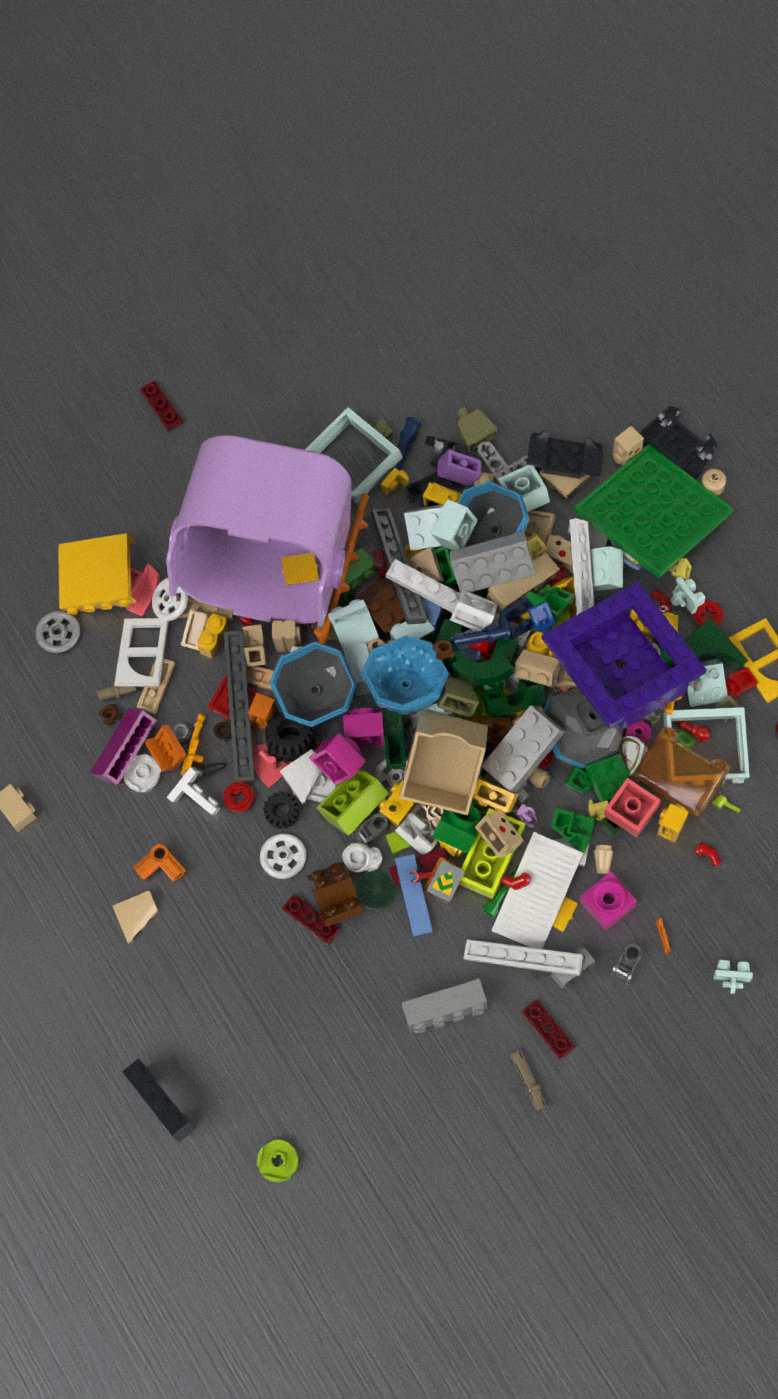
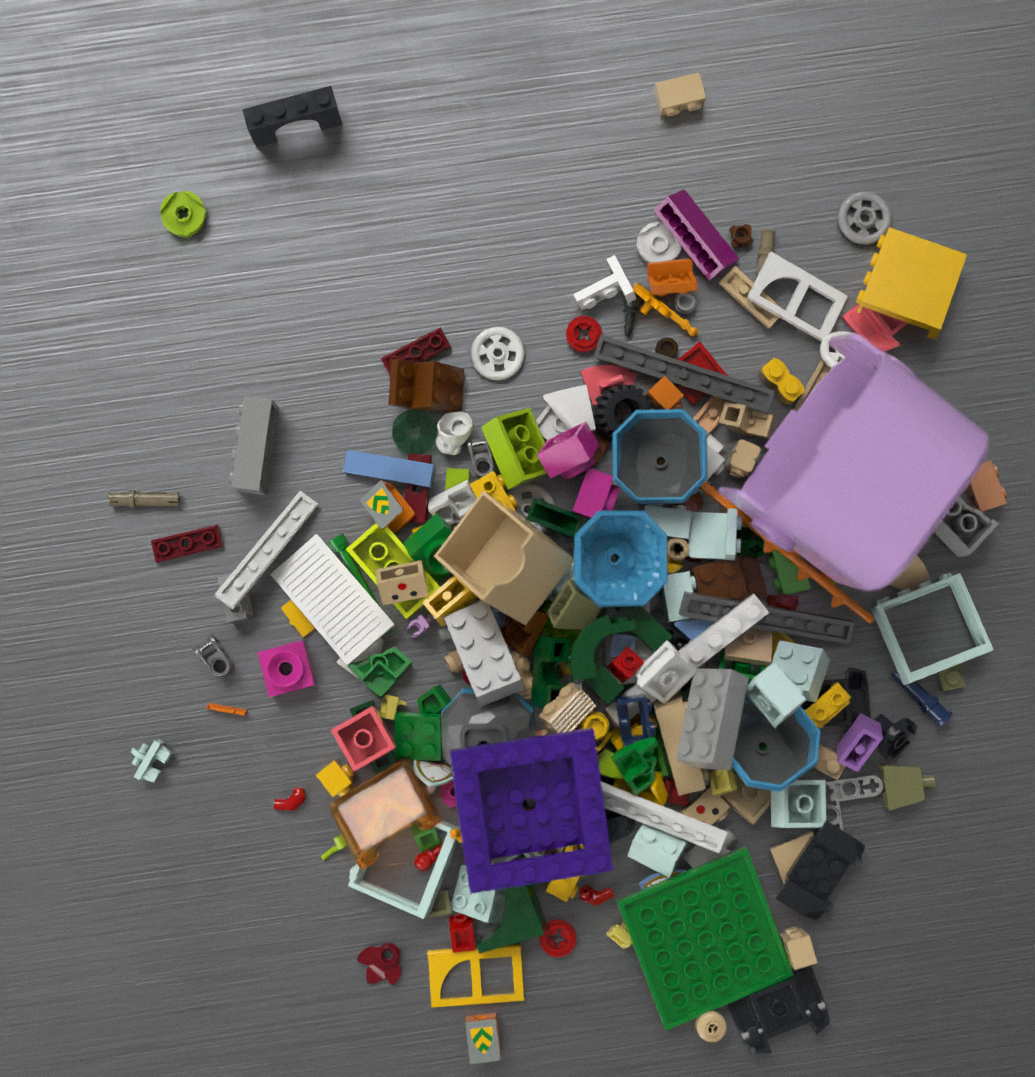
camera: 105 degrees right, 15 degrees up
(135, 913) = (504, 174): tan slope -> none
(168, 863) = (552, 213): orange piece -> none
(194, 627) = (799, 365): tan tile -> none
(281, 798) = (547, 358): black tyre -> none
(392, 480) = (878, 659): yellow bracket -> none
(420, 876) = (400, 481): red hand -> none
(443, 645) = (633, 608): reddish brown plate -> none
(487, 634) = (626, 673): dark blue pin -> none
(516, 883) = (348, 581): red arm -> none
(541, 617) = (619, 741): blue bracket -> none
(603, 858) = (336, 686): tan cone -> none
(684, 595) = (588, 921): light aqua hips -> none

